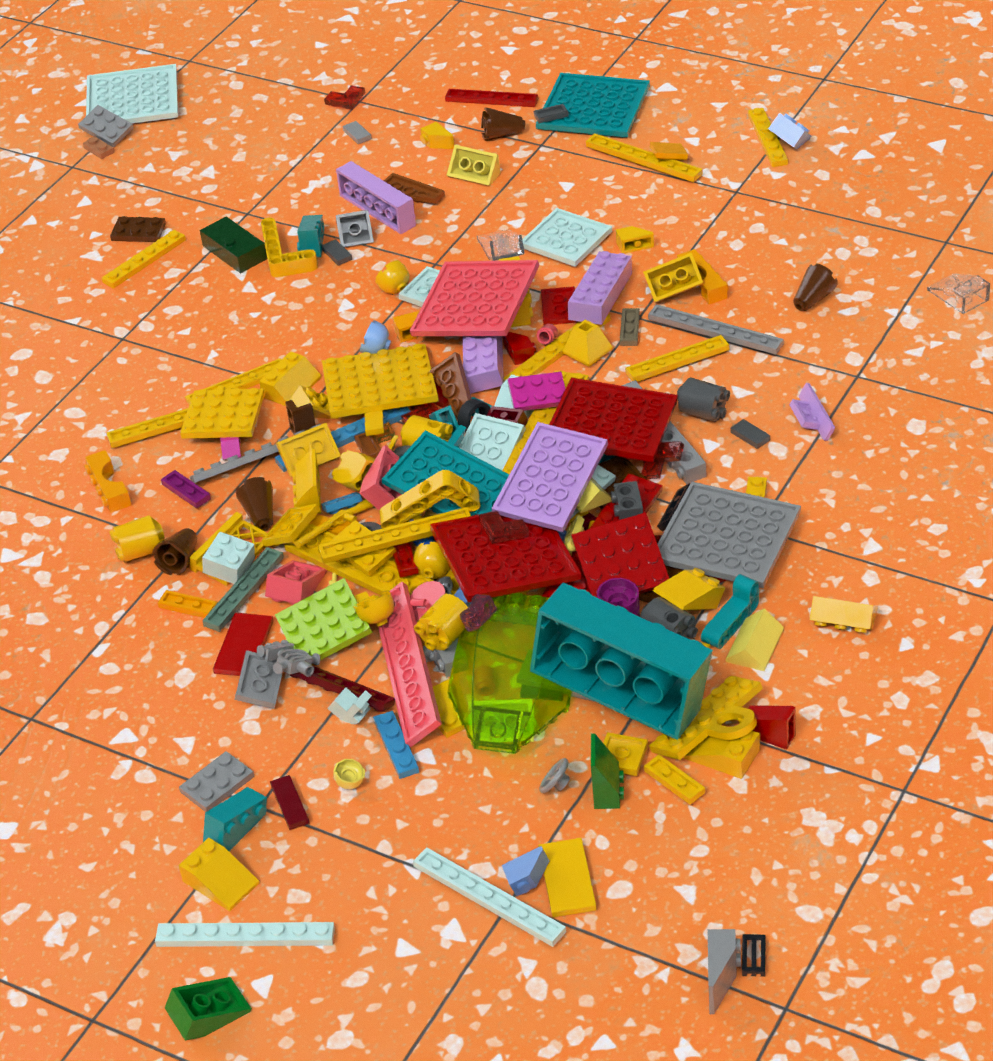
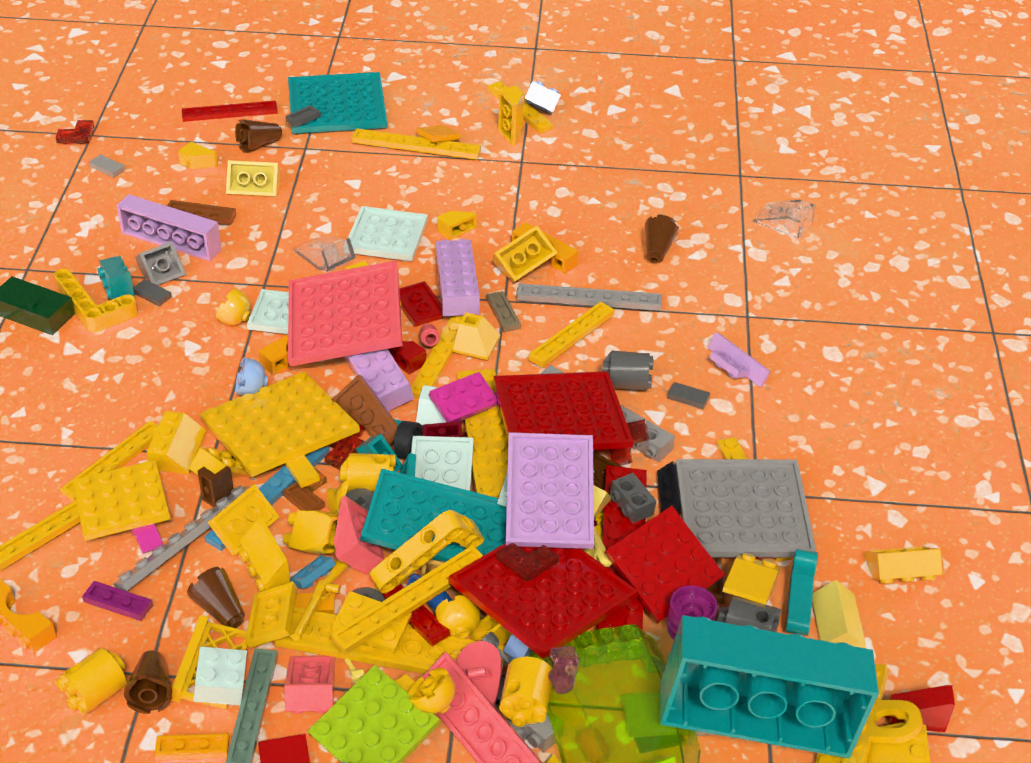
camera: 30 degrees left, 0 degrees up
(744, 142) = (511, 113): none -> yellow slope

